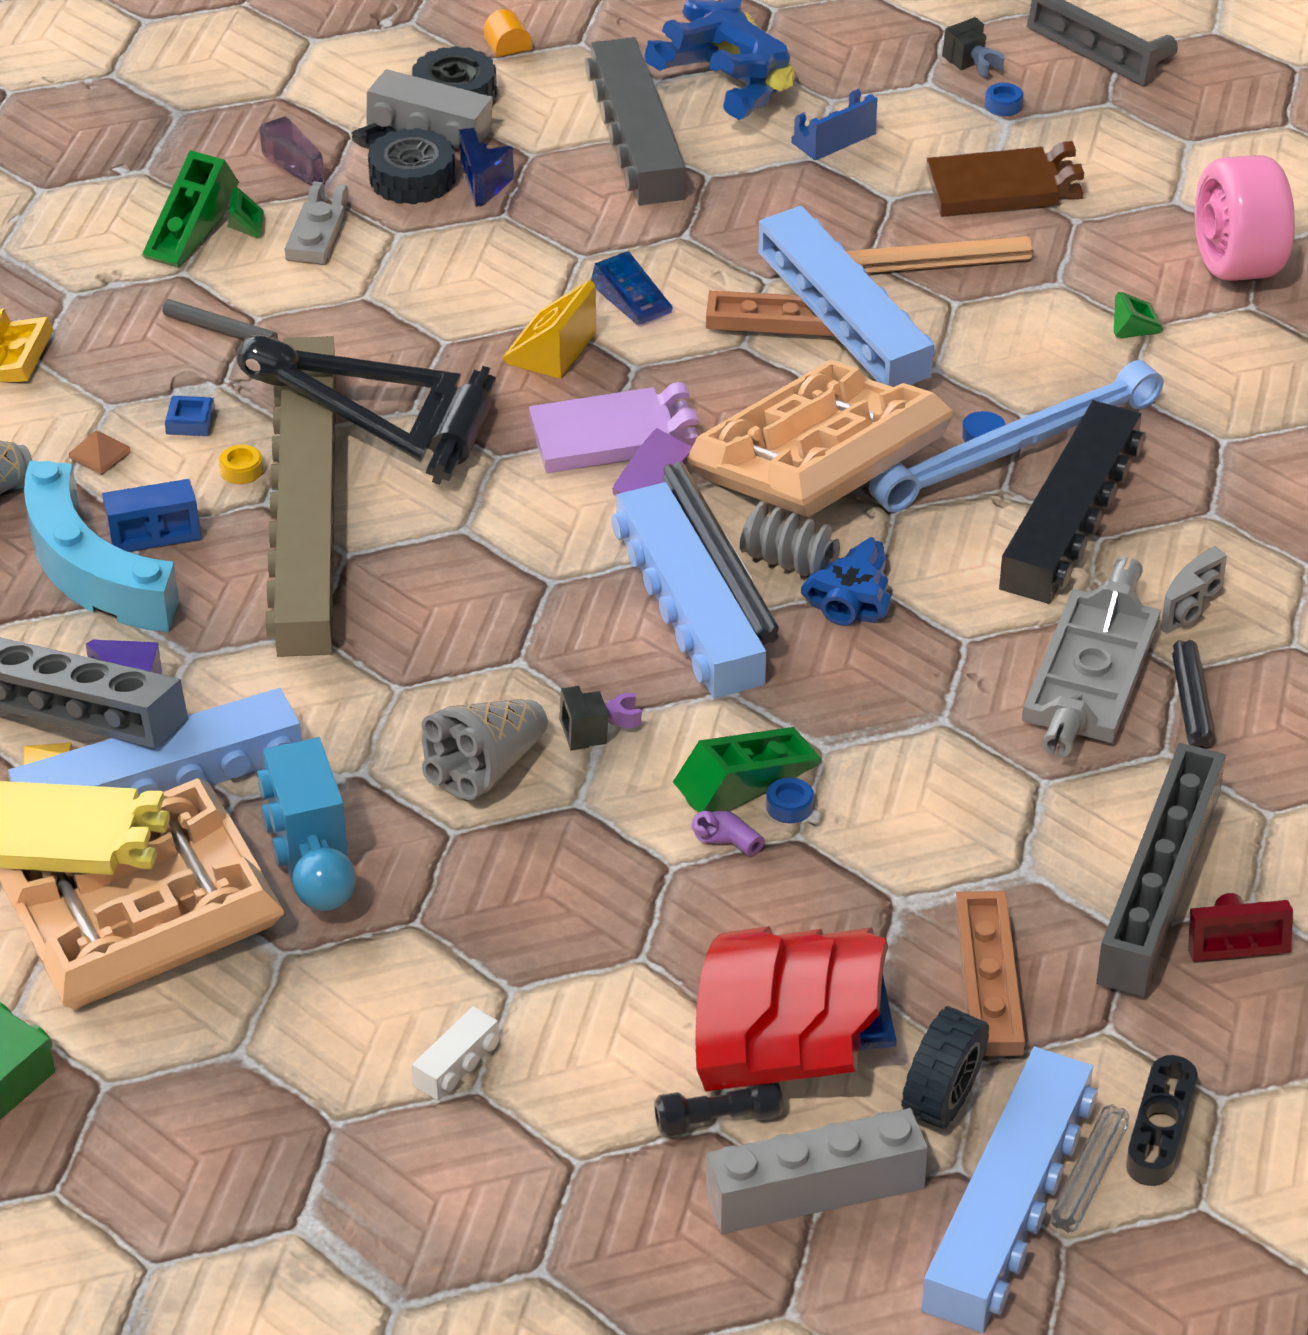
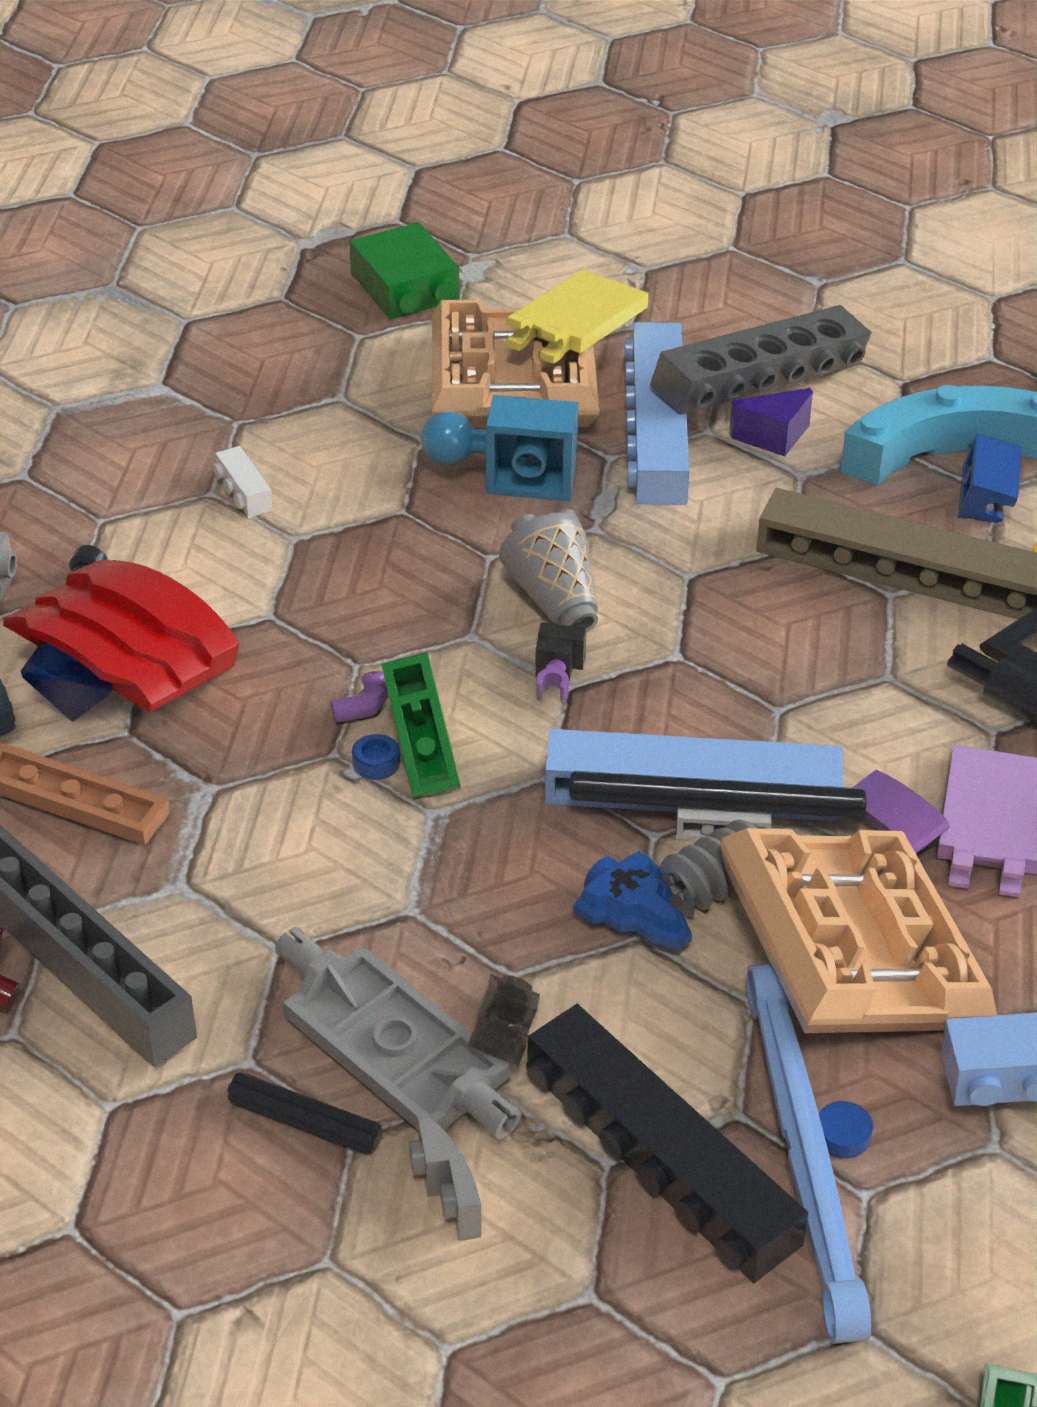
camera: 115 degrees right, 0 degrees up
(1014, 616) = (504, 1018): none -> clear smoke slope

